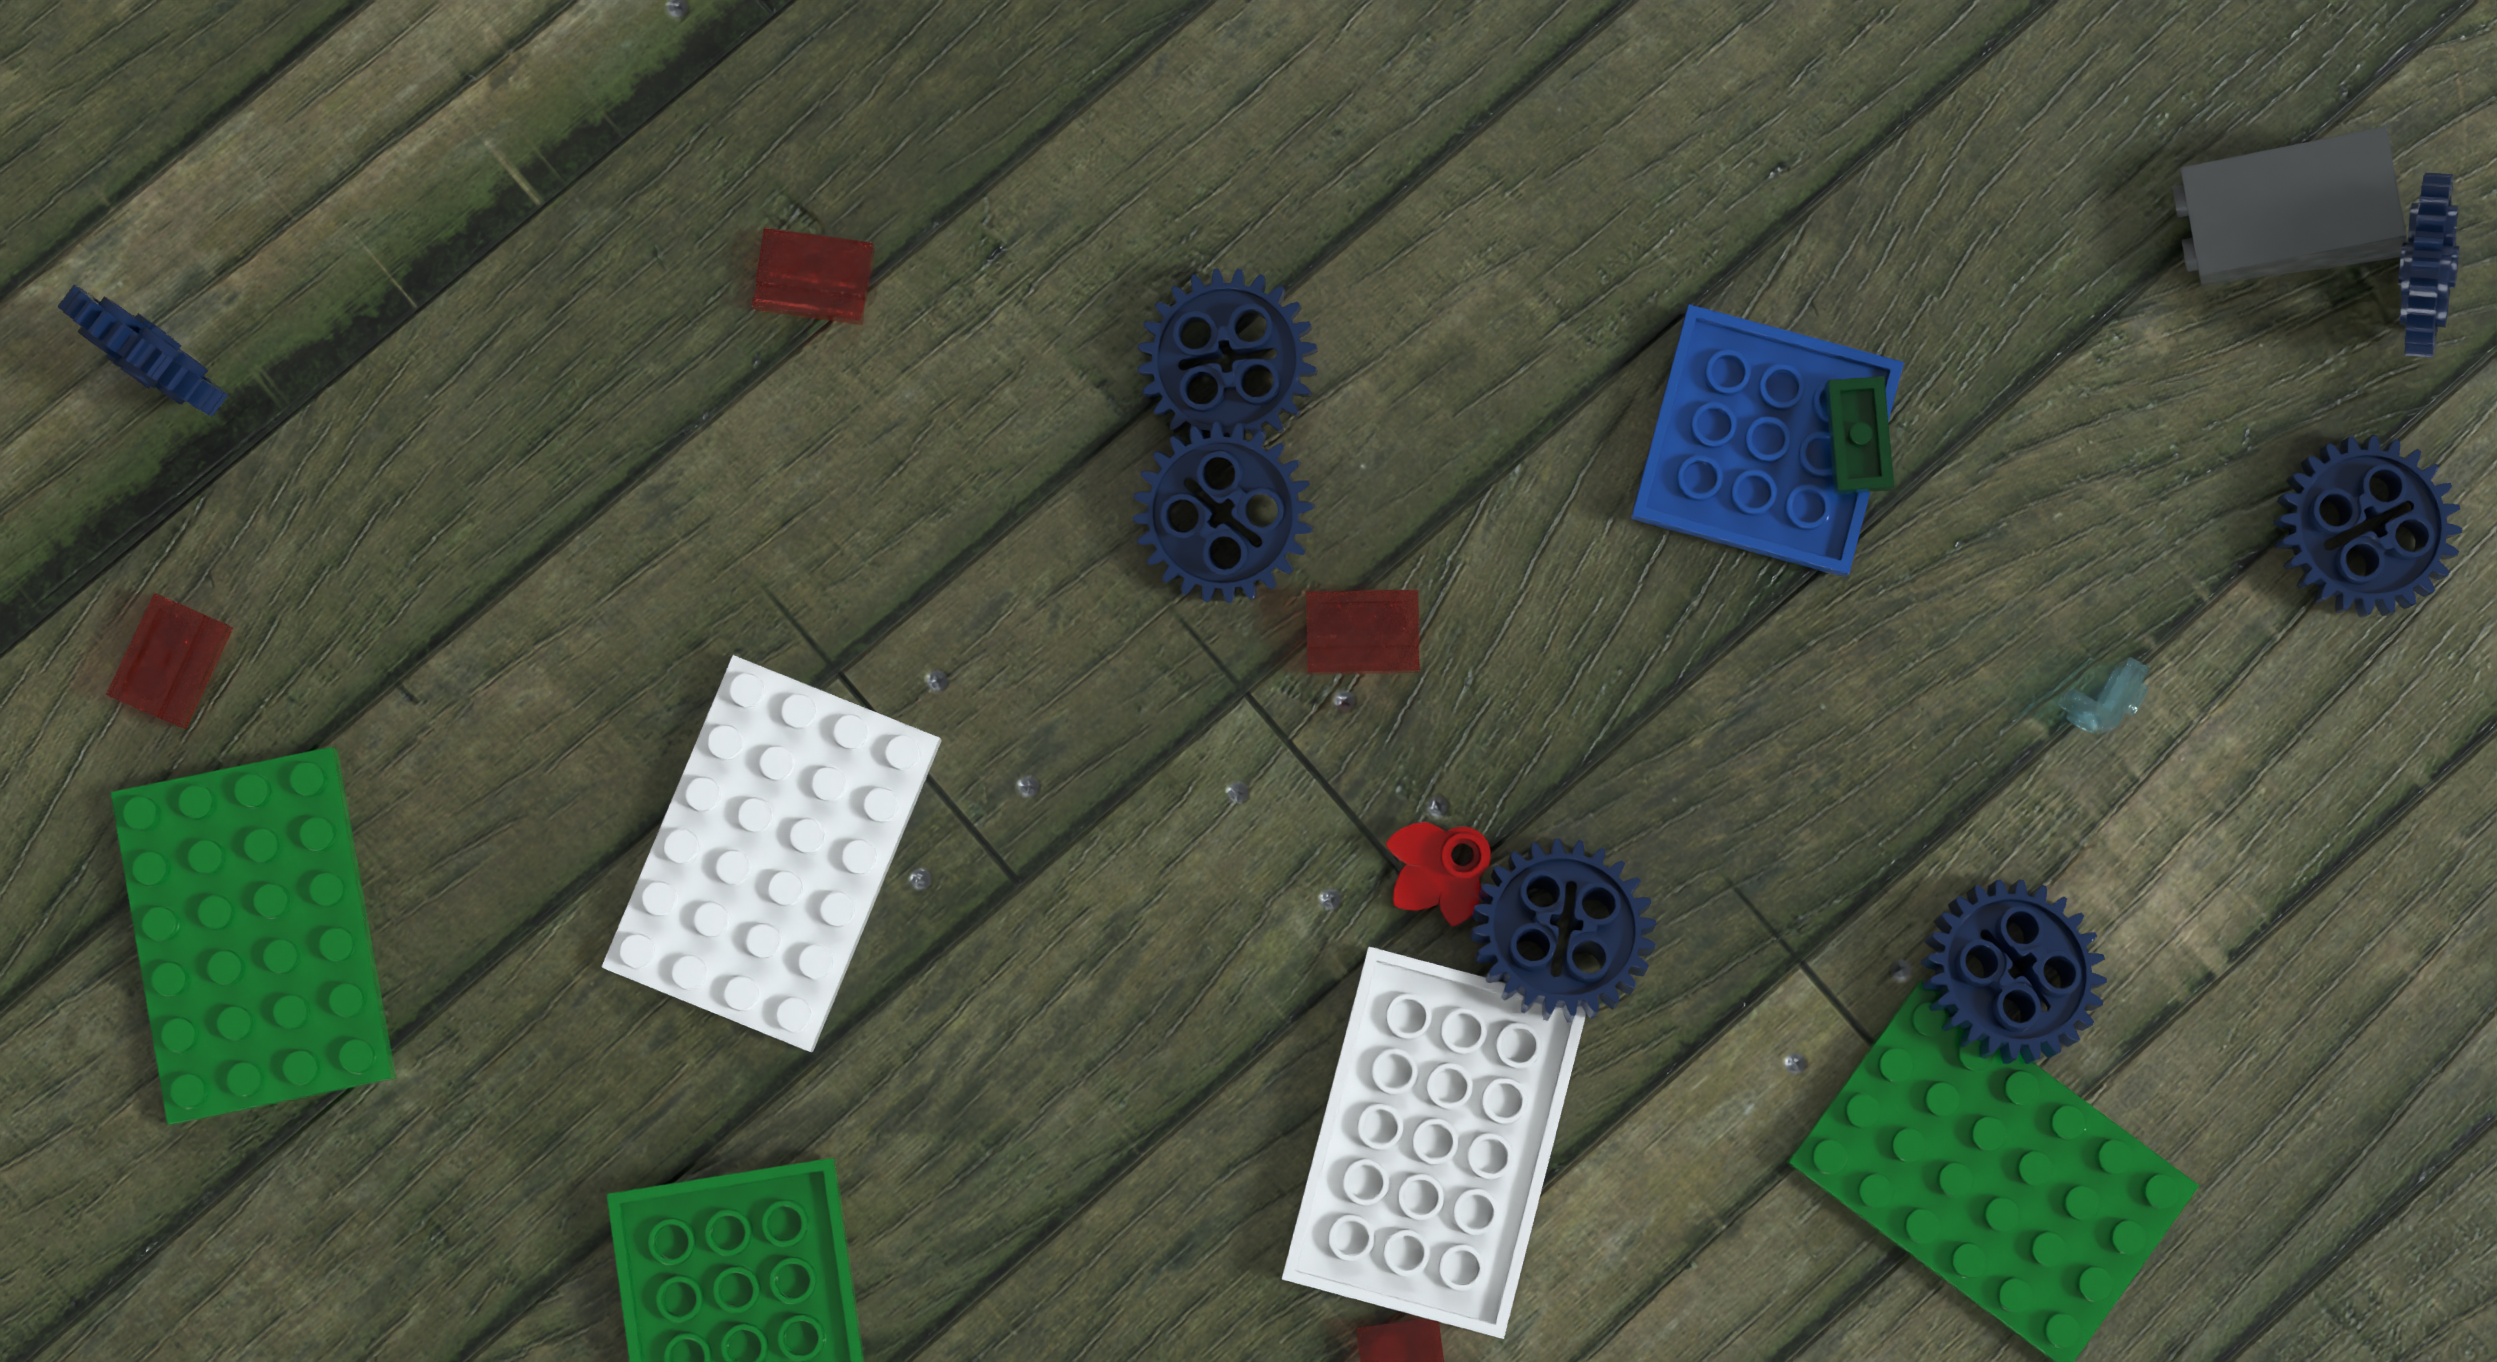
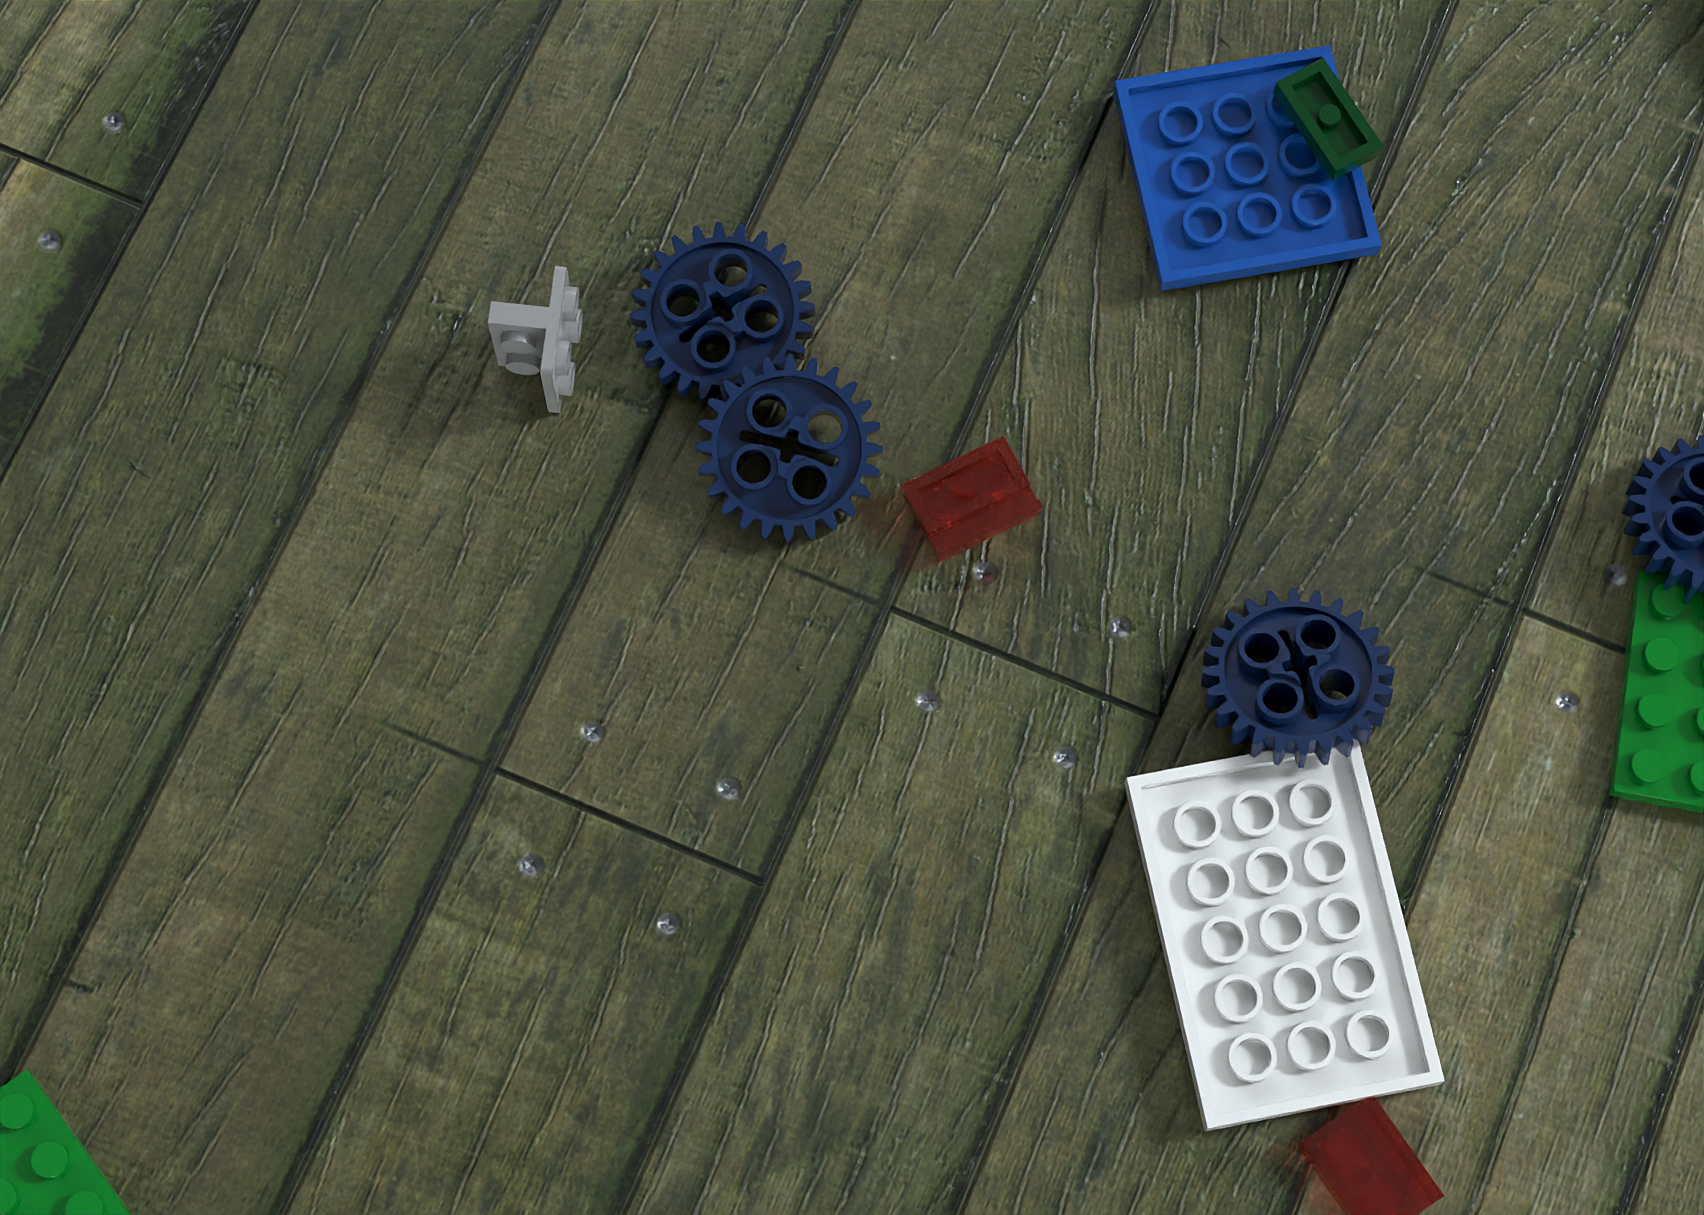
camera: 30 degrees left, 10 degrees down
(772, 853) = (512, 968): white plate -> none
(813, 276) = (295, 418): clear red plate -> none
(1055, 314) = (540, 338): none -> light grey bracket
(1432, 875) = (1148, 687): red plate -> none
(2121, 694) = (1673, 244): clear light blue bracket -> none

